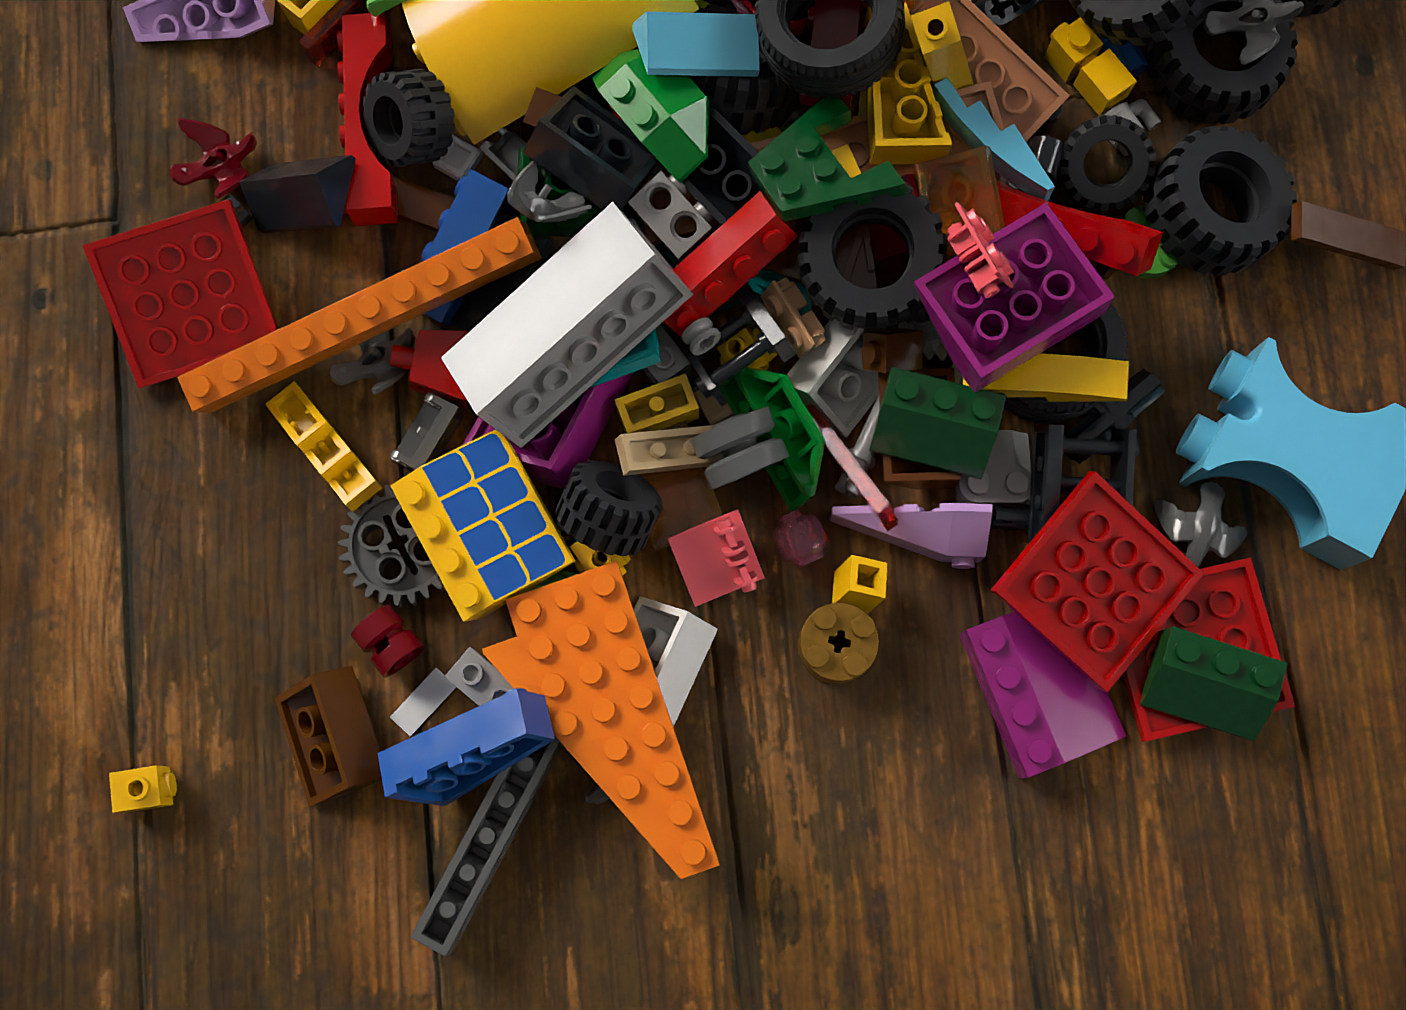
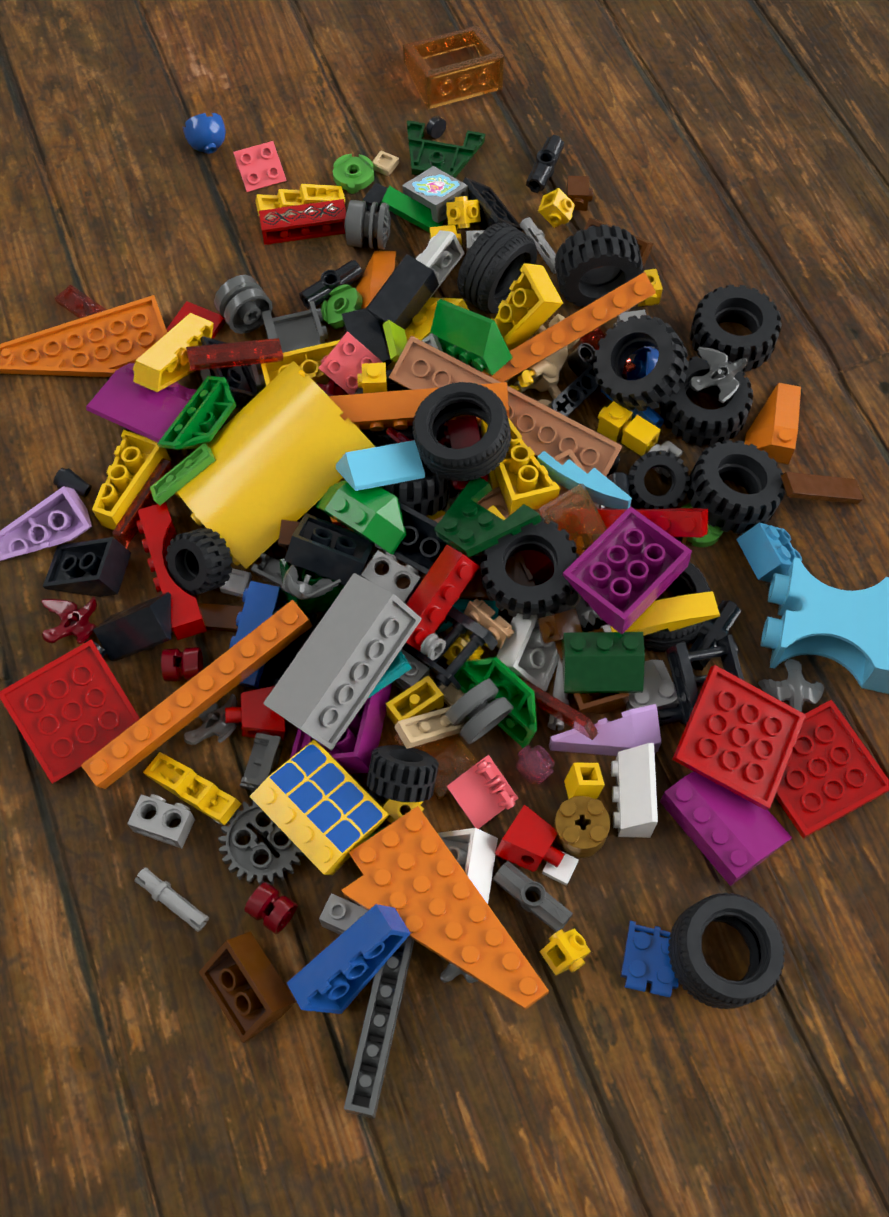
camera: 15 degrees left, 15 degrees down
(142, 789) = (119, 1062): yellow brick -> none
(252, 580) = (165, 894): none -> light grey pin
(257, 85) = (88, 567): none -> black slope
(269, 485) = (158, 826): none -> light grey brick
(346, 263) = (190, 659): none -> dark red wheel
(423, 702) = (305, 946): white sticker -> none
(726, 700) = (546, 909): none -> dark grey piece
(760, 646) = (529, 842): none -> red torso
(763, 809) = (565, 951): none -> yellow brick
(793, 688) = (563, 872): none -> white tile
(879, 848) = (648, 960): none -> blue plate
(926, 615) = (635, 791): none -> white slope
(943, 52) = (535, 430): yellow slope -> none
(972, 241) = (603, 545): coral hinge -> none
(1032, 890) = (761, 938): none -> black tyre
(1212, 683) = (835, 783): dark green slope -> none
(1236, 312) = (768, 550): none -> dark azure slope
(1316, 114) = (777, 424): none -> orange wedge

